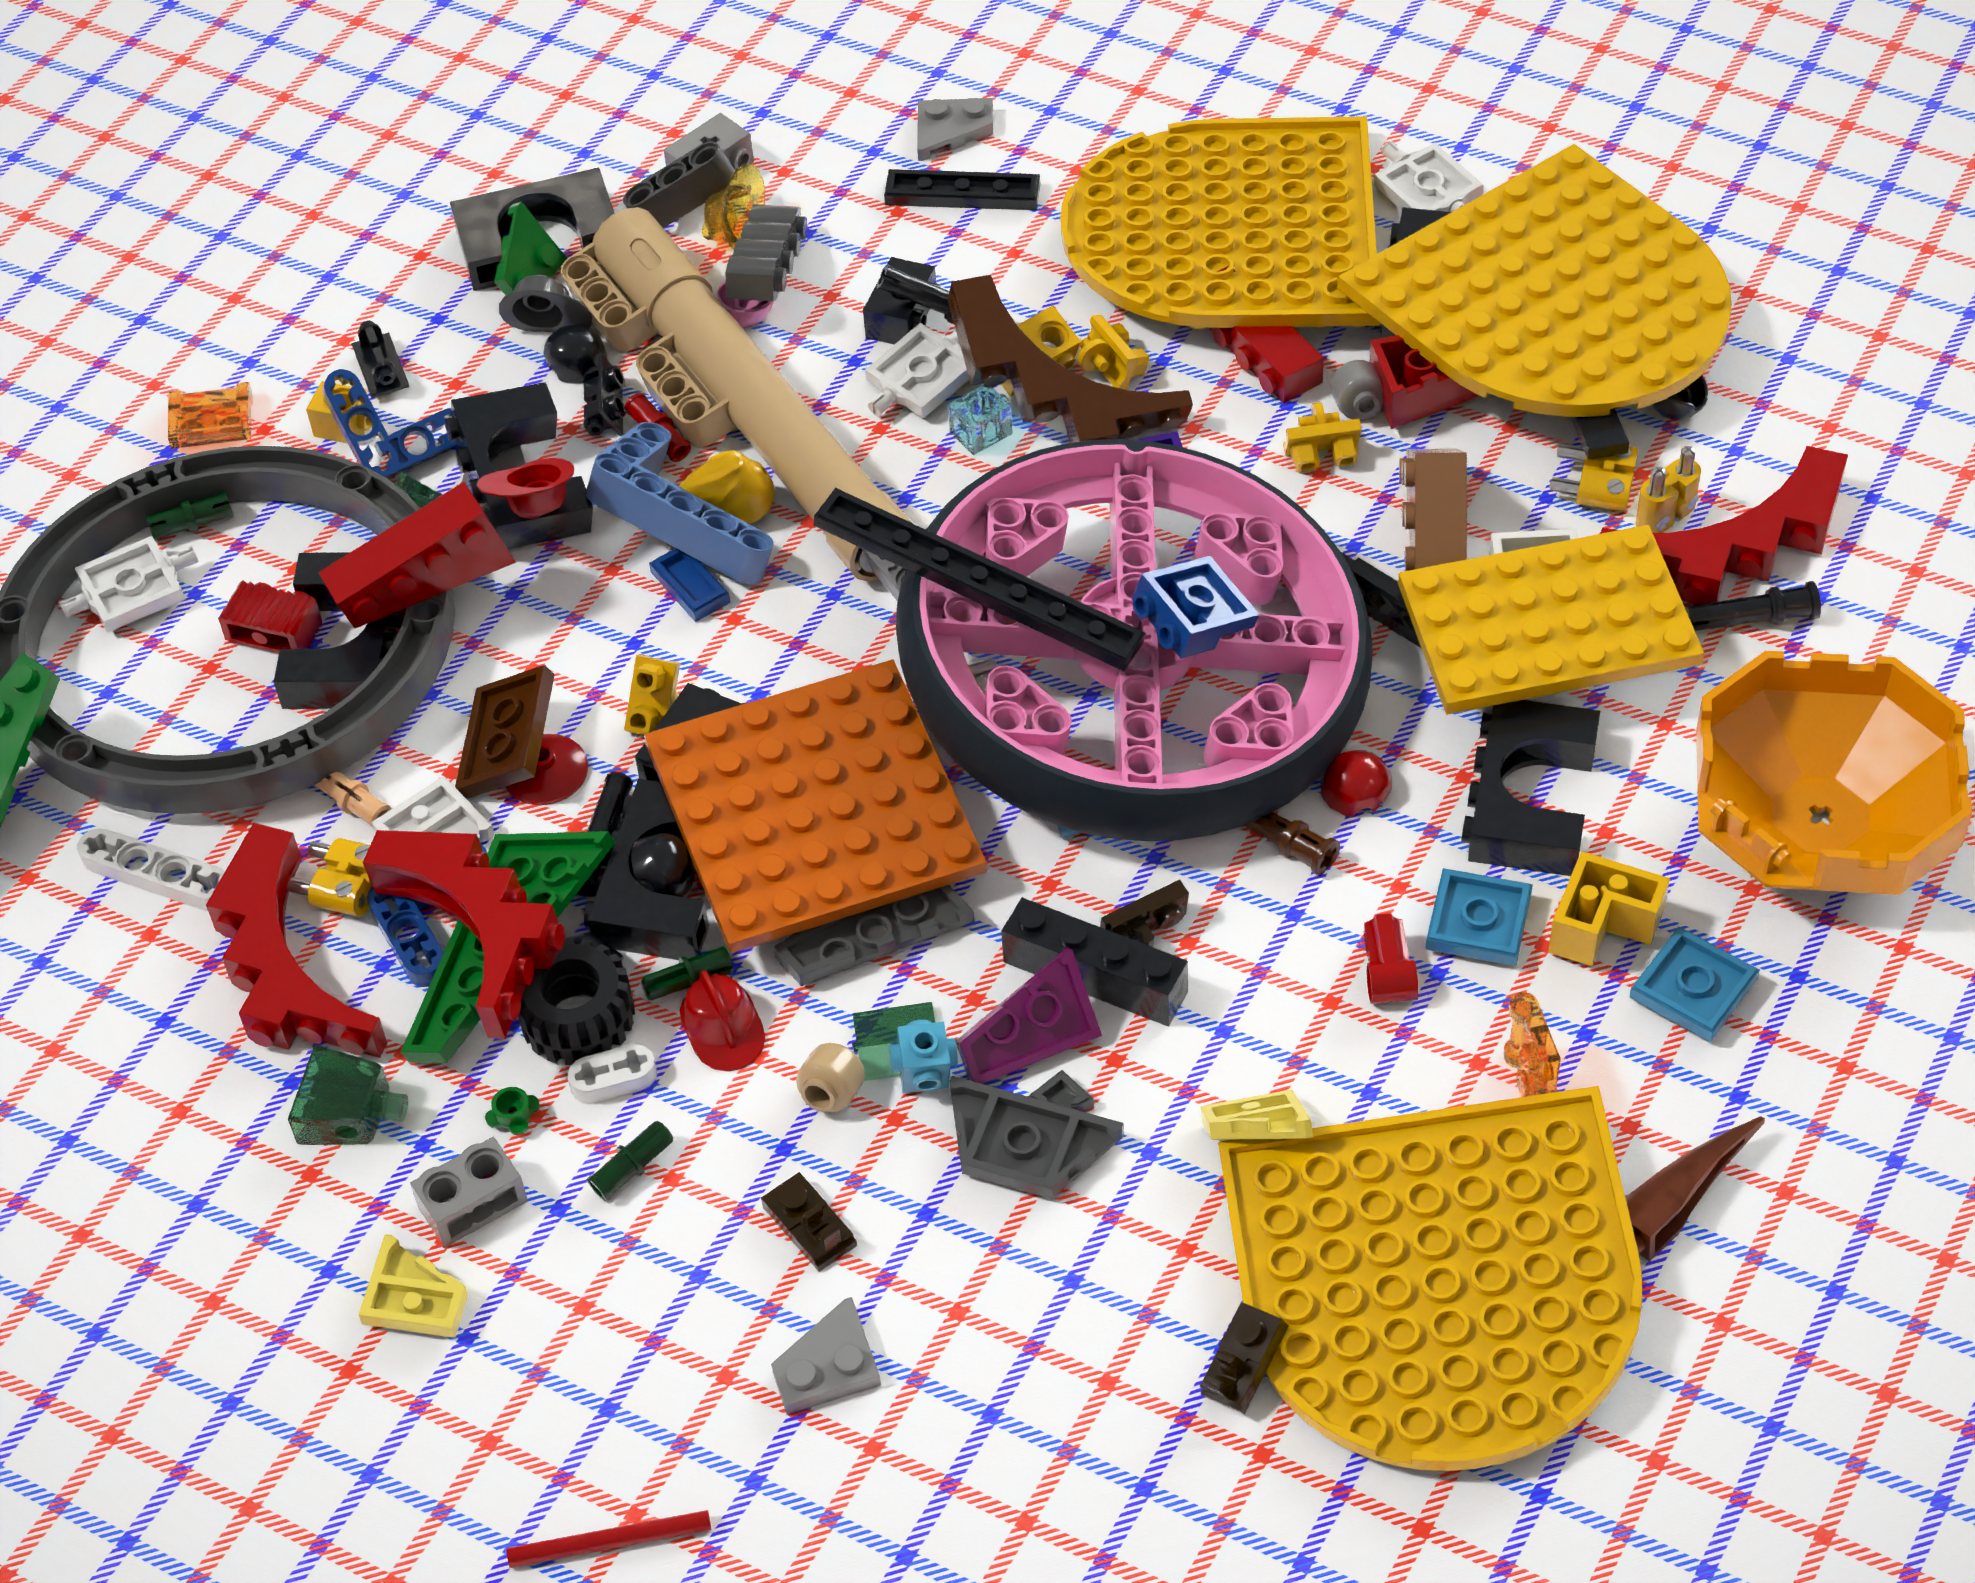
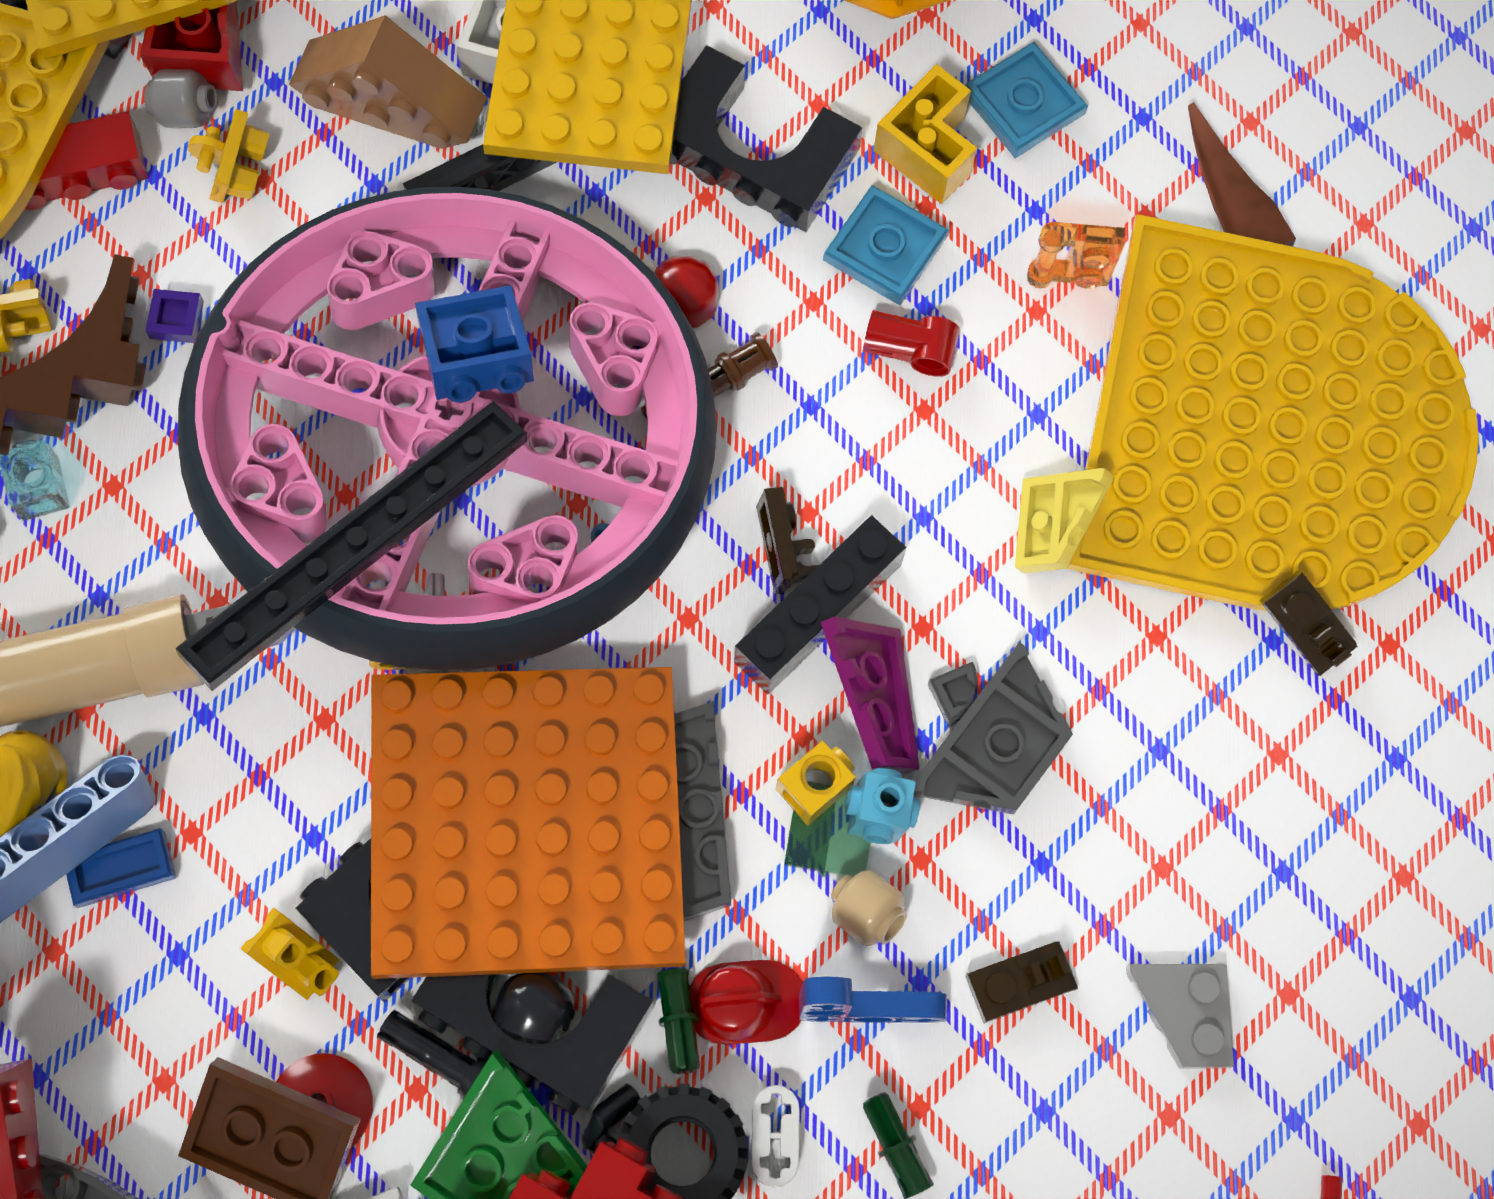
camera: 80 degrees left, 20 degrees up
(736, 1081) = (834, 1001): none -> blue beam
(926, 986) = (804, 799): none -> yellow brick

